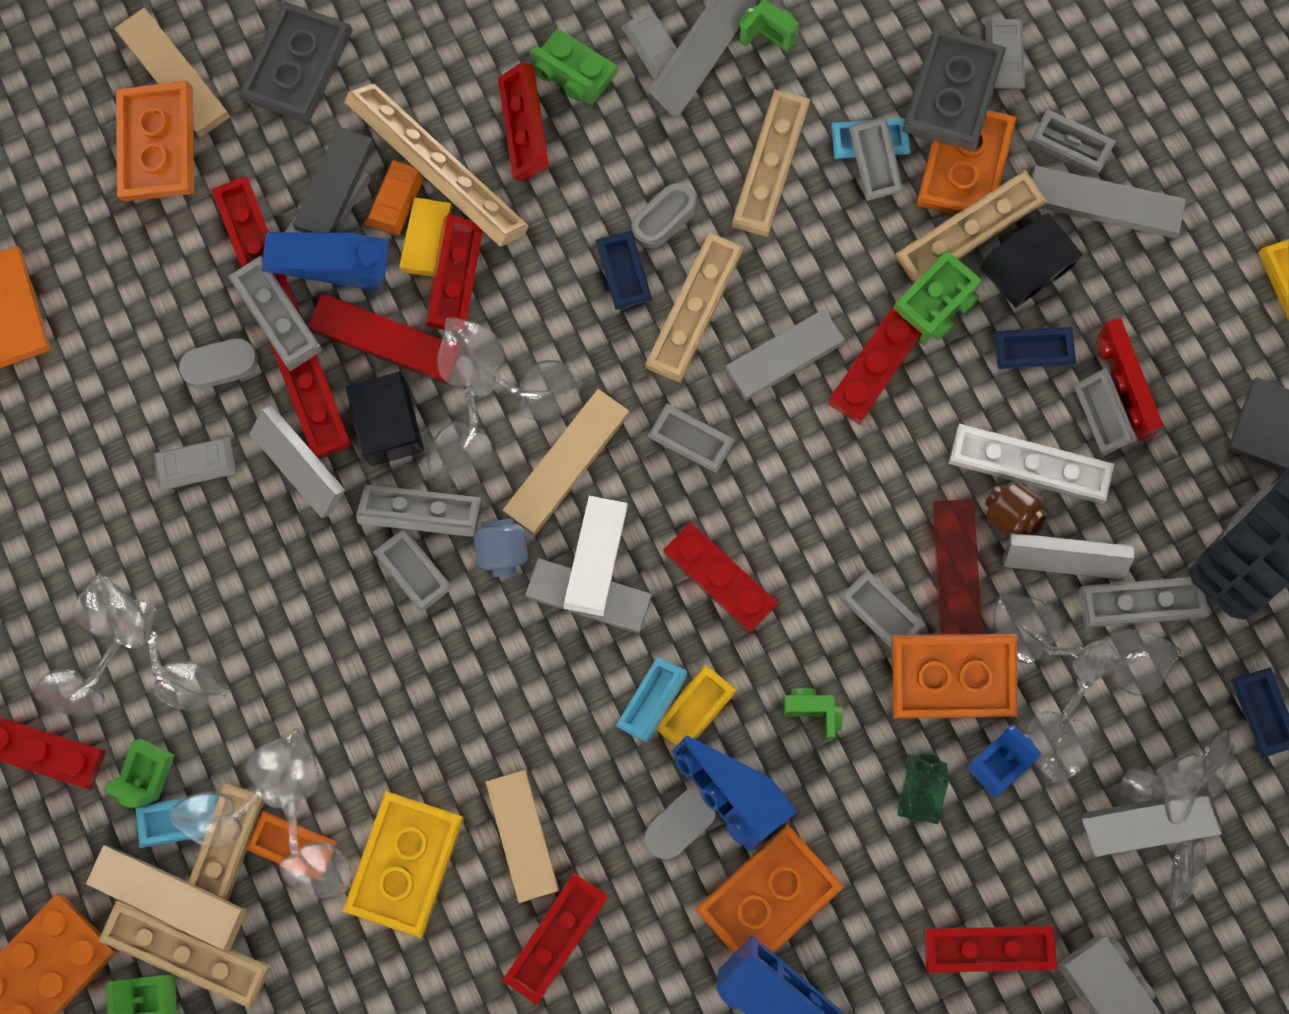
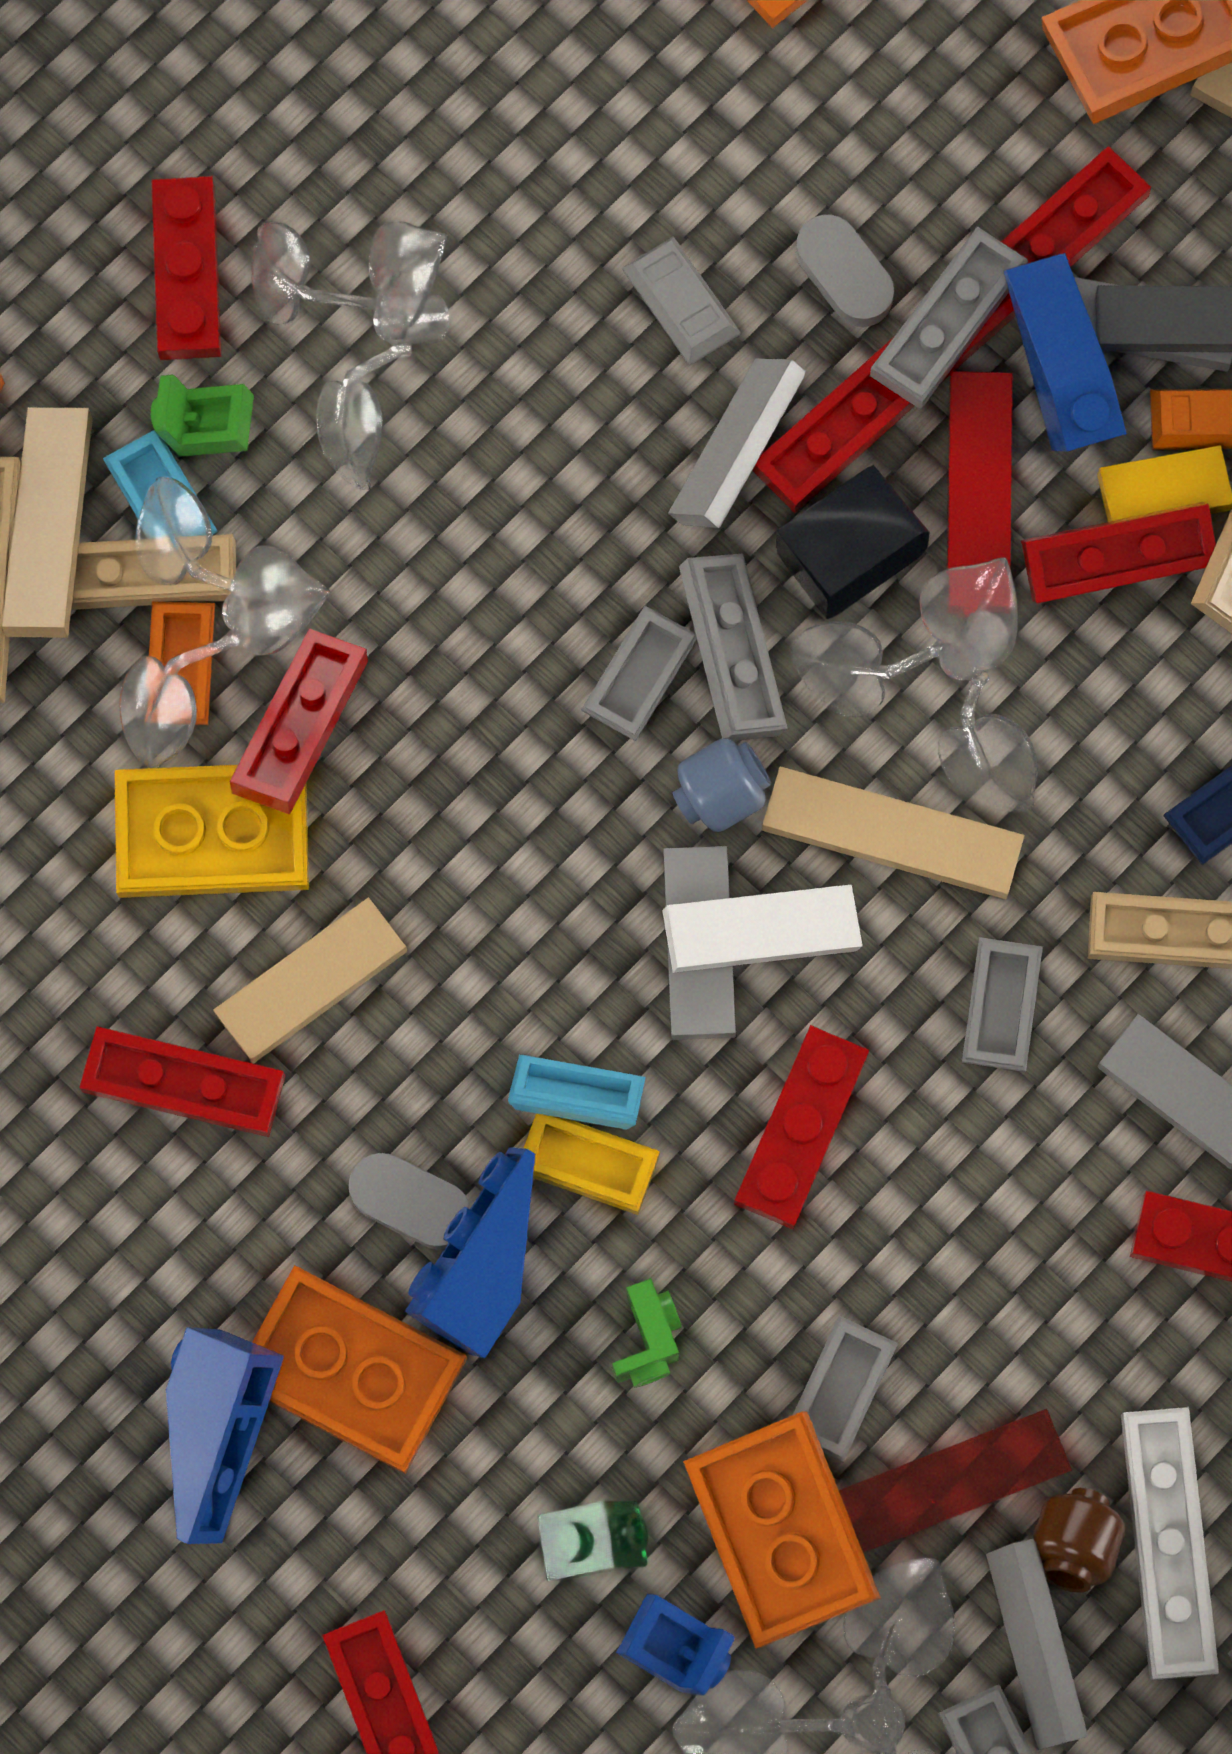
camera: 65 degrees right, 0 degrees up
(361, 785) = (299, 721): none -> red plate

